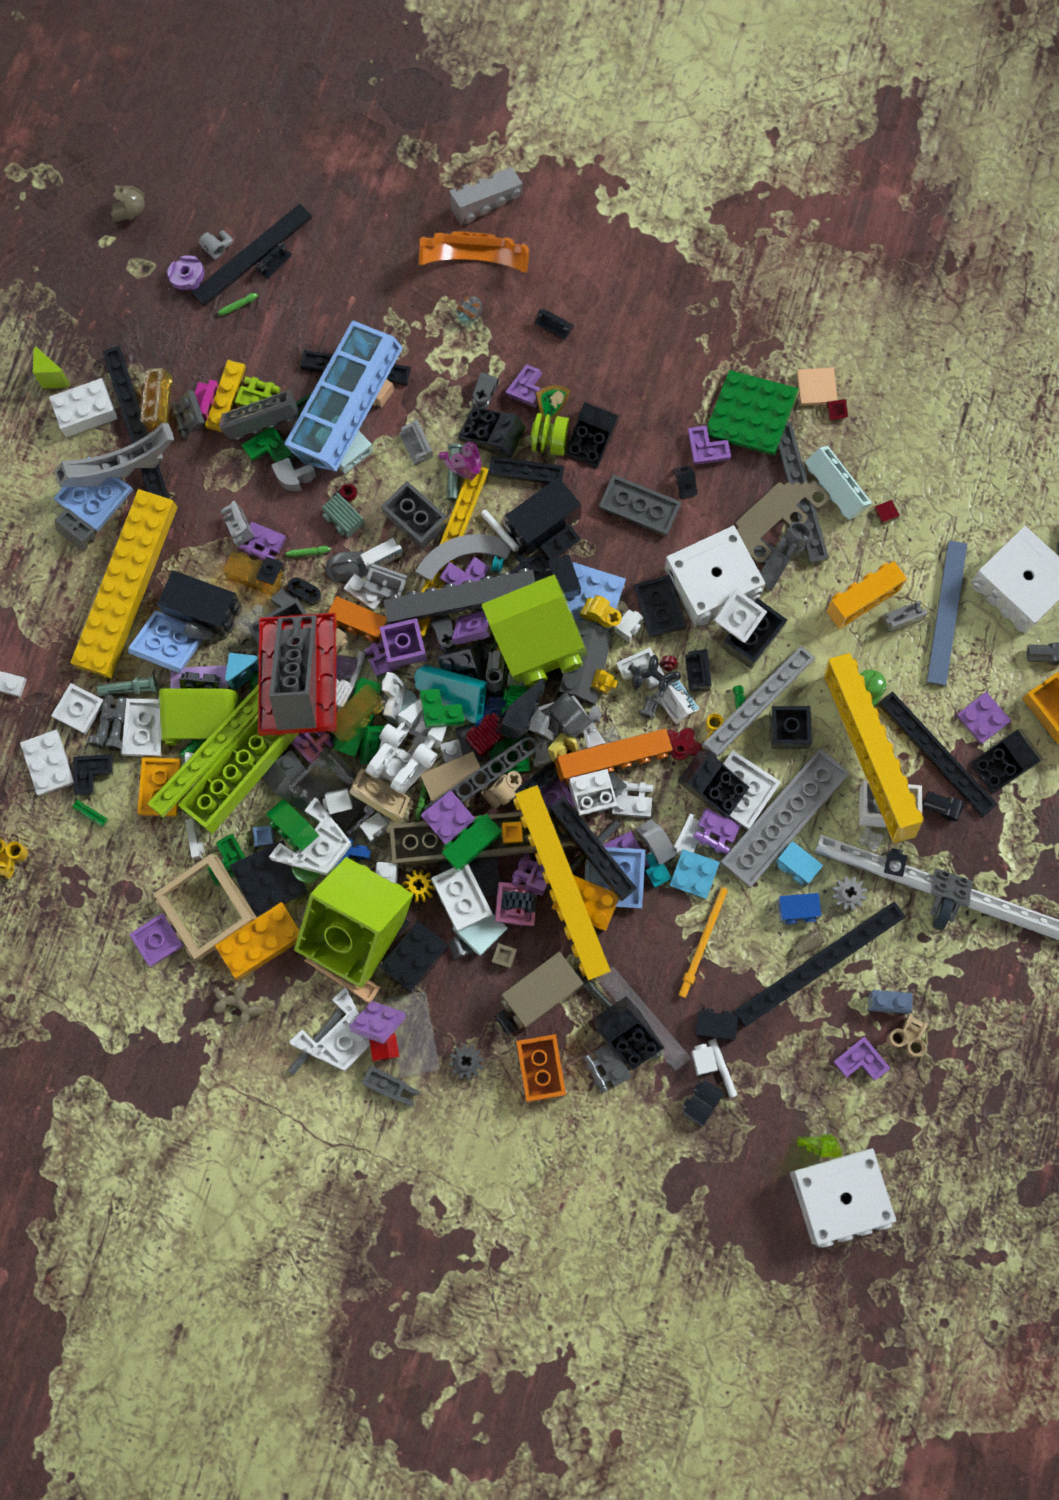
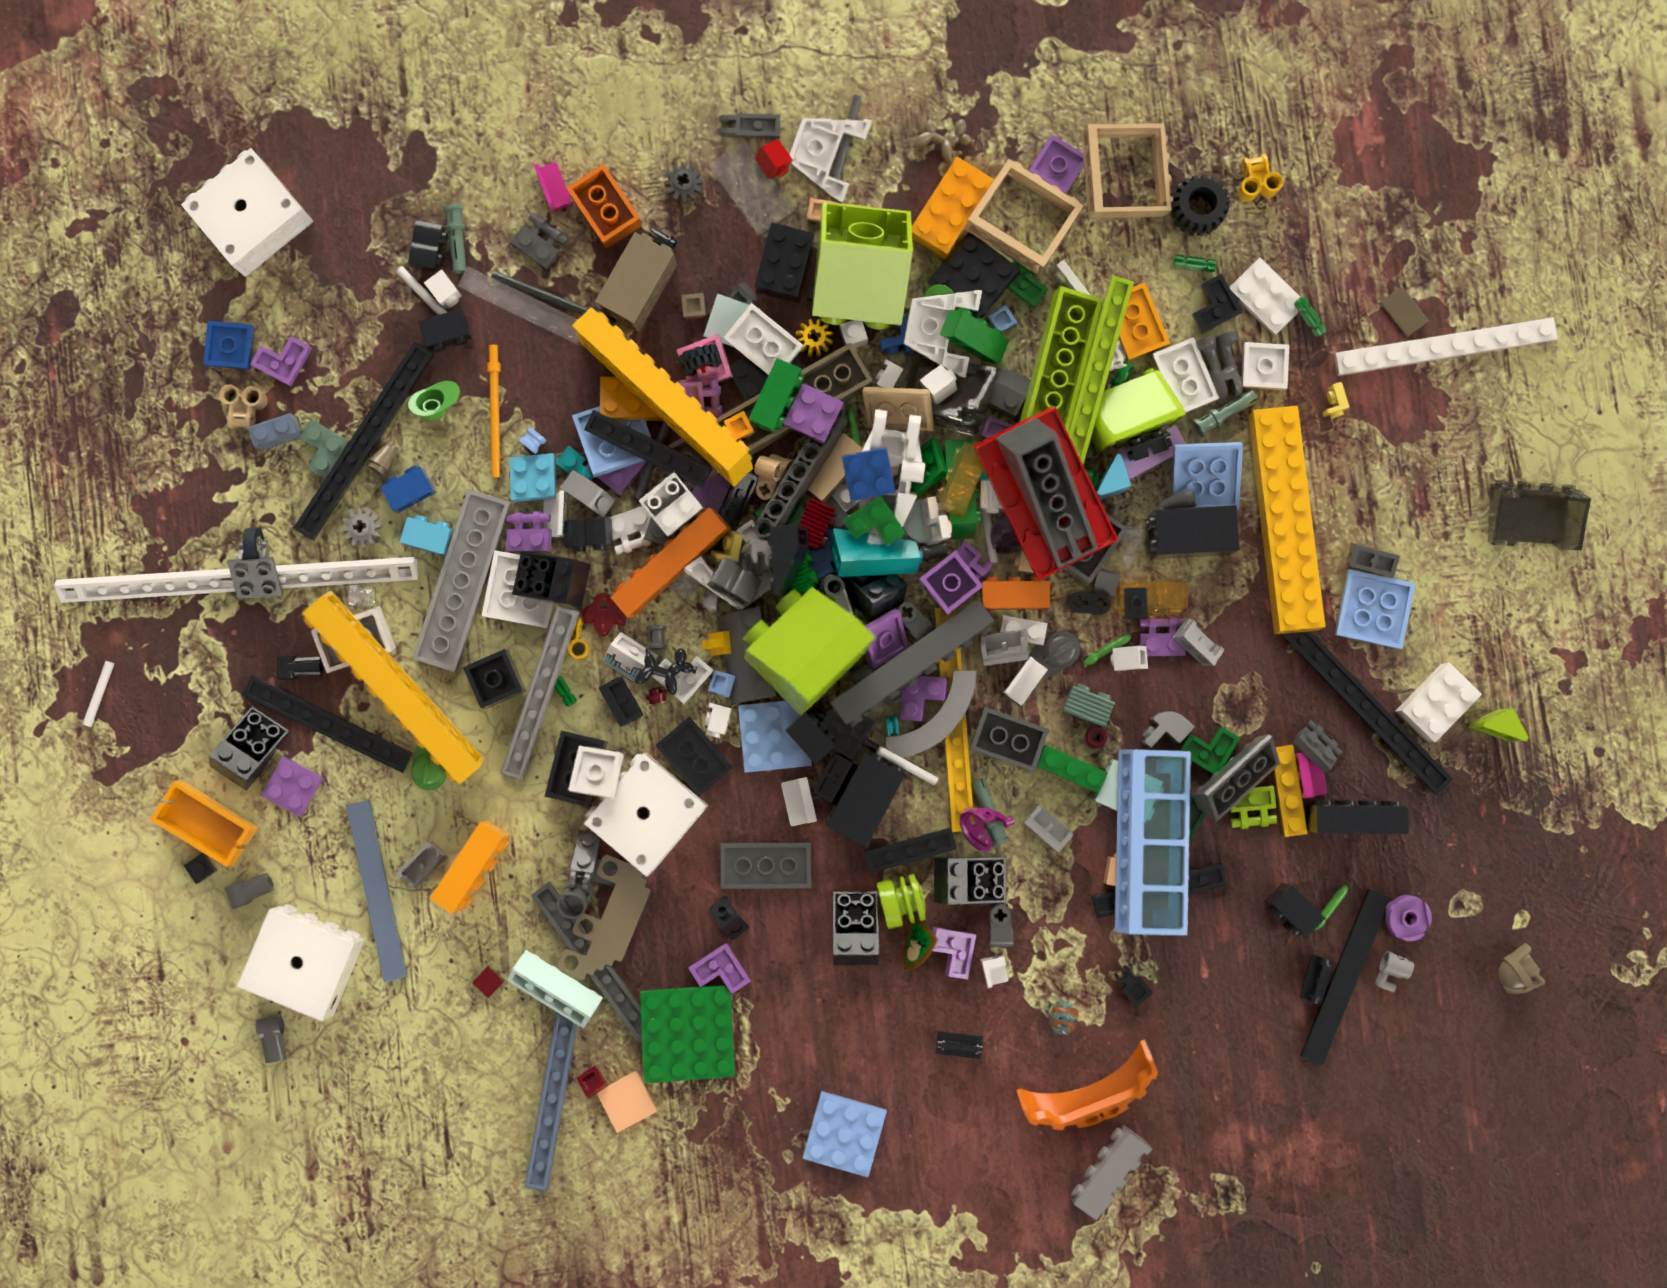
camera: 155 degrees right, 10 degrees up
(23, 730) = (1310, 316): none -> green axle
(36, 657) = (1337, 397): none -> light yellow bracket
(49, 846) = (1212, 193): none -> black tyre
(120, 463) = (1366, 645): light grey arch -> none
(131, 919) = (1093, 176): none -> tan window
(156, 397) = (1362, 748): clear yellow brick -> none
(186, 351) = (1361, 818): none -> black brick
(266, 308) = (1294, 910): none -> black brick
(294, 535) = (1129, 658): none -> white brick
(376, 473) = (1071, 769): none -> green brick
(377, 1022) = (790, 177): medium lavender plate -> none
(407, 308) = (1134, 988): none -> black plate
(407, 679) = (933, 551): none -> dark grey pin
(427, 745) = (868, 474): none -> blue plate
(503, 363) = (994, 970): none -> white panel
(575, 1109) = (553, 186): none -> dark pink panel
(593, 541) = (799, 801): none -> white panel
(598, 611) = (752, 714): yellow piece -> none
(614, 651) = (721, 683): none -> light blue tile
(628, 1032) = (532, 281): black slope -> none
(665, 299) = (844, 1134): none -> light blue plate
(668, 808) = (588, 533): none -> black brick
(672, 1109) = (455, 228): none -> sand green pin
(682, 903) = (532, 440): none -> light blue wheel
(748, 969) = (433, 401): none -> bright green piece
(822, 1146) = (286, 254): clear neon green wing -> none
(849, 974) = (329, 447): none -> sand green plate
(874, 407) = (551, 1103): none -> sand blue tile
(895, 854) = (324, 586): black bracket -> none
(902, 1093) = (228, 345): none -> blue plate

